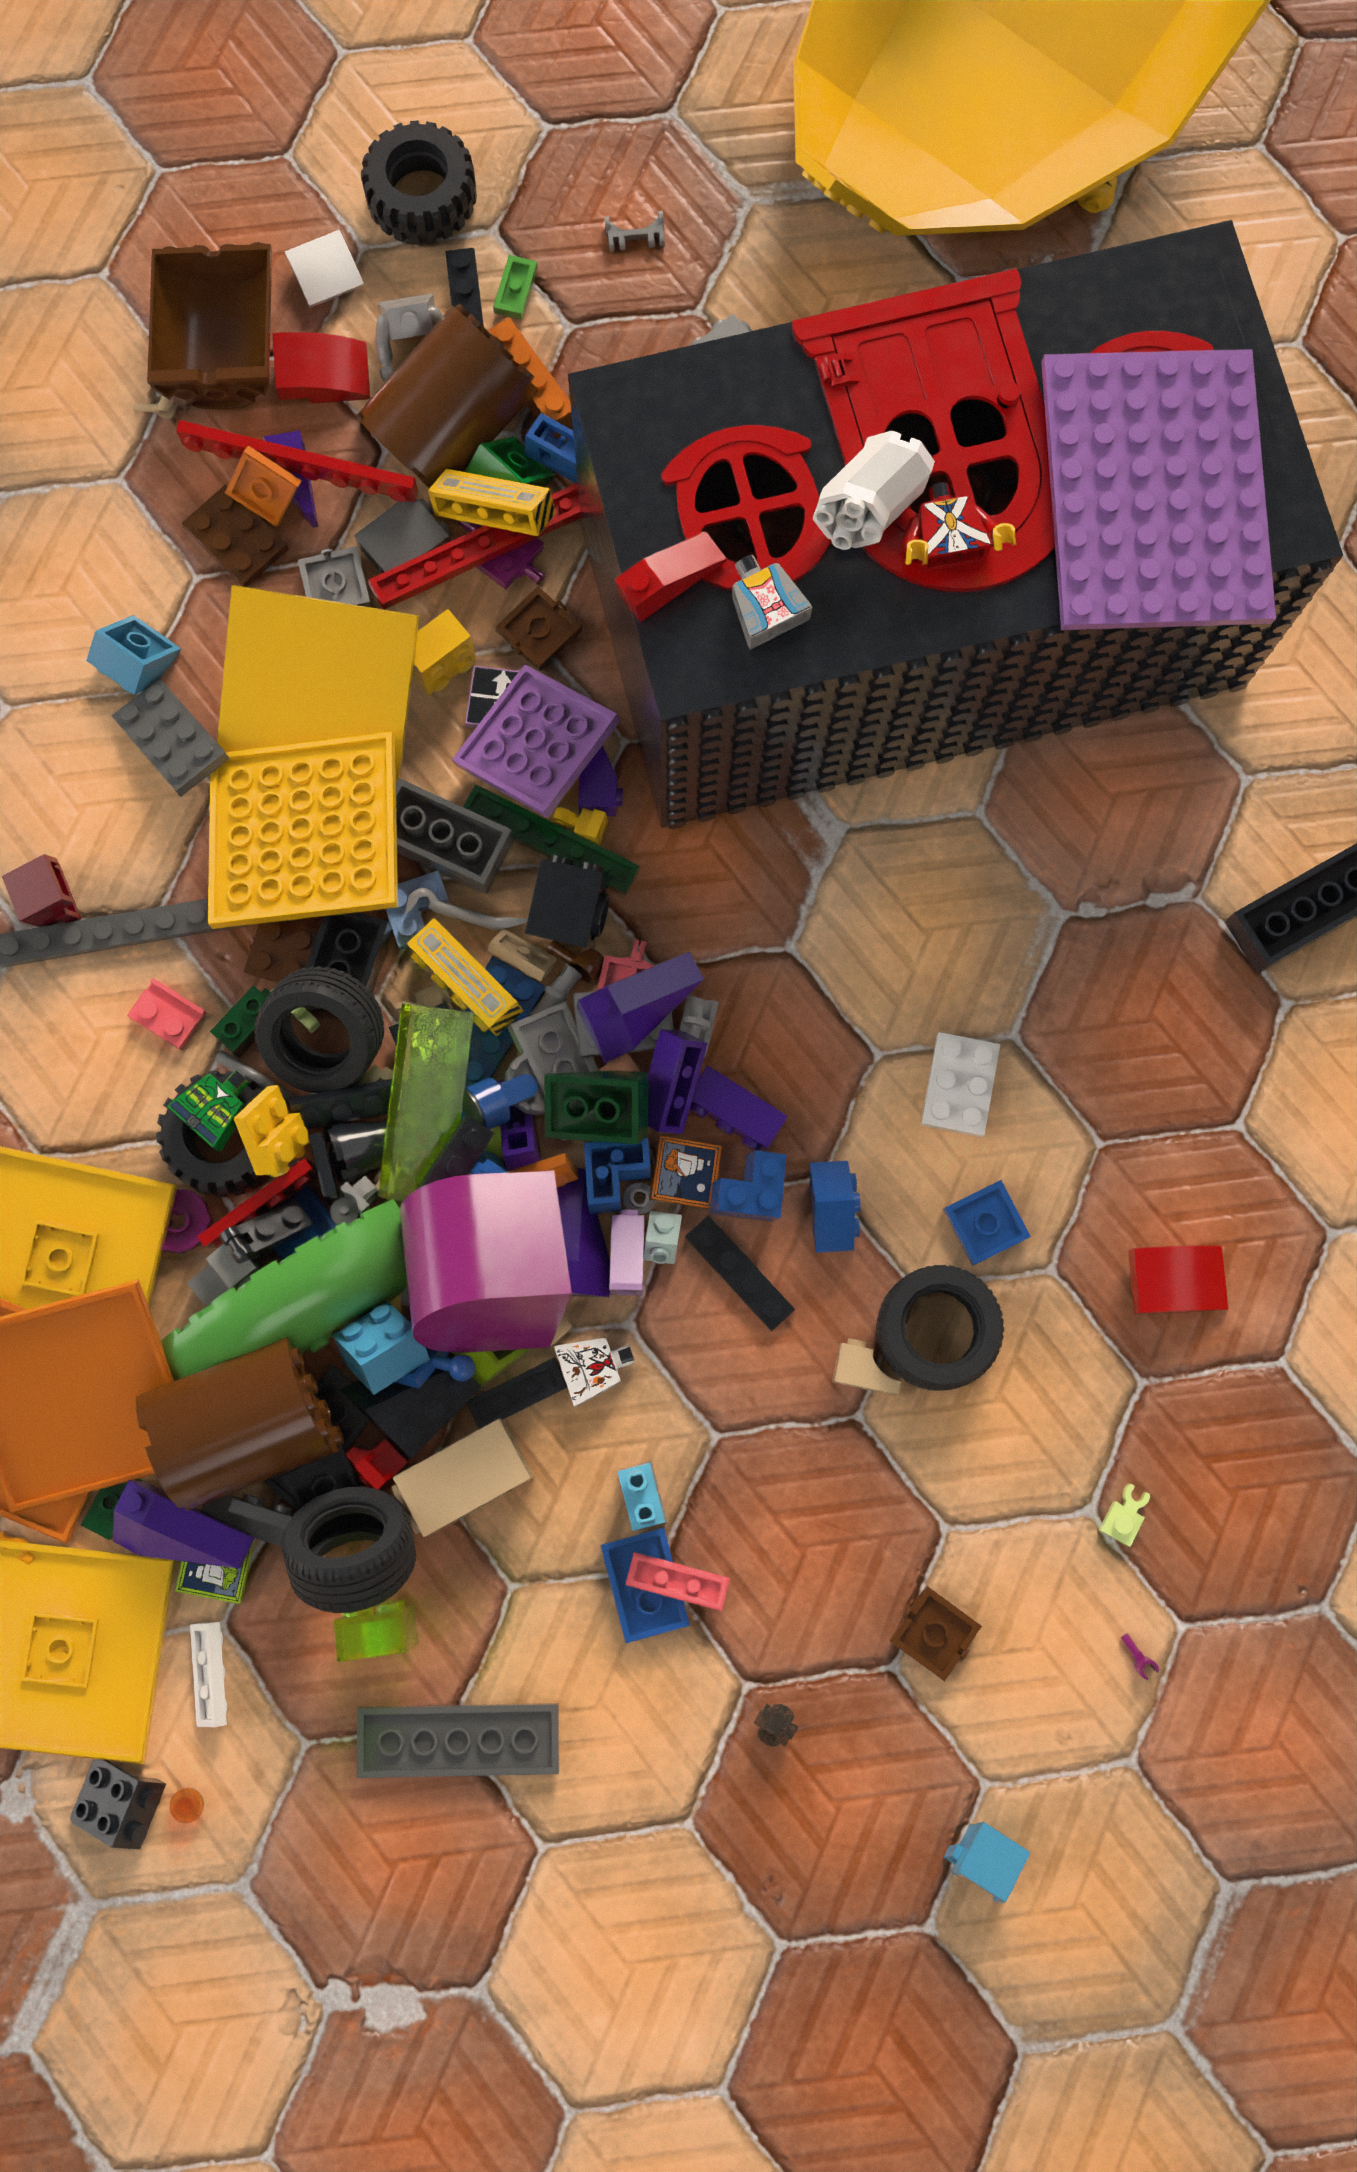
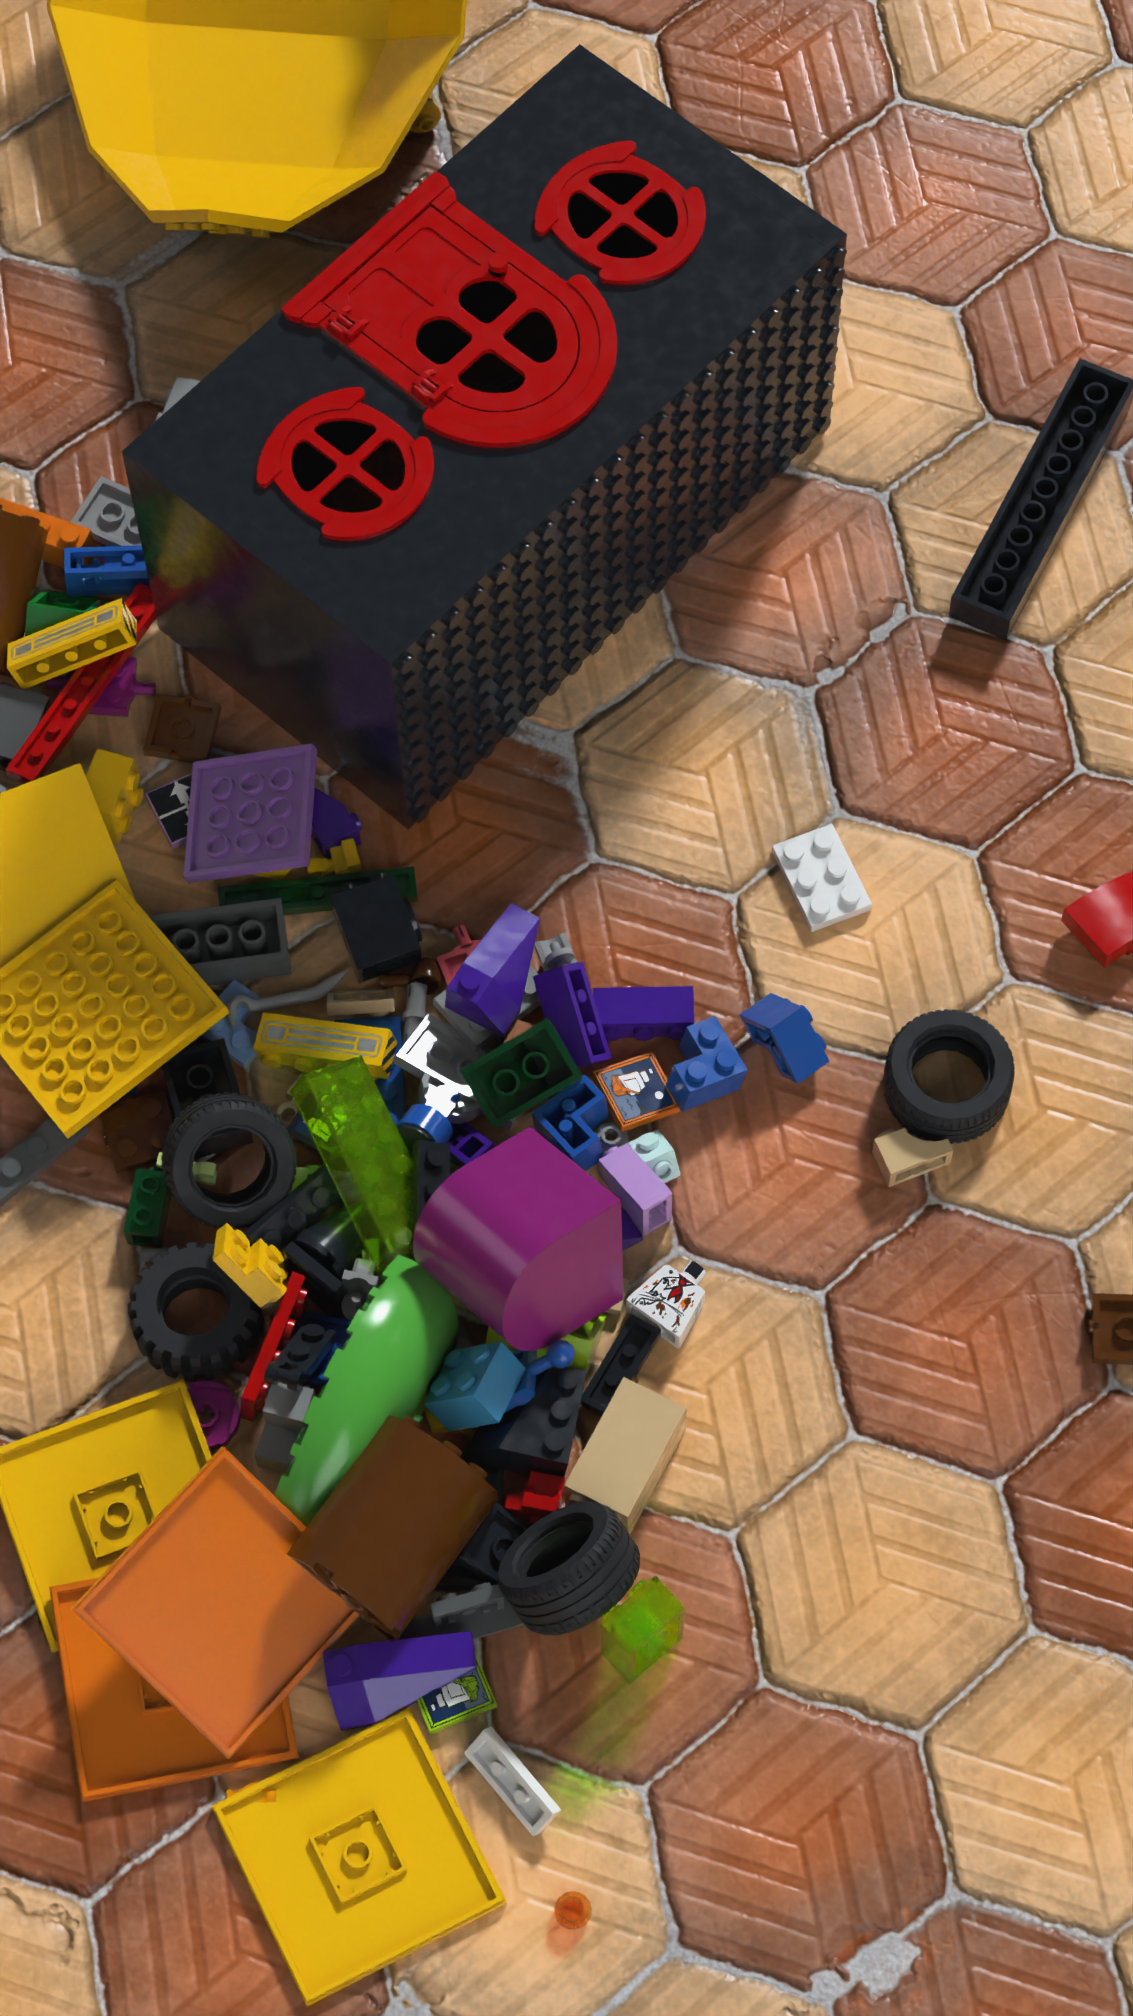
camera: 30 degrees left, 15 degrees down
(101, 1512) = (314, 1702): dark green plate -> none
(116, 1805) = (506, 1949): black bracket -> none
(167, 1014) = (68, 1250): coral plate -> none
(211, 1106) = (179, 1279): torso -> none
(457, 1740) = (778, 1689): dark grey plate -> none
(641, 1496) = (796, 1371): medium azure hips -> none
(641, 1611) = (848, 1452): blue plate -> none
(653, 231) = (51, 358): light grey piece -> none
(668, 574) = (318, 550): red slope -> none
(677, 1581) = (875, 1425): coral tile -> none
(739, 1273) = (743, 1146): black plate -> none
(767, 601) = (416, 521): torso -> none
(775, 1725) = (1047, 1490): clear smoke gear -> none
(873, 490) = (445, 388): white brick -> none
(952, 532) = (530, 384): torso -> none
(986, 1222) = (925, 972): blue plate -> none
(1157, 489) = (667, 267): medium lavender plate -> none

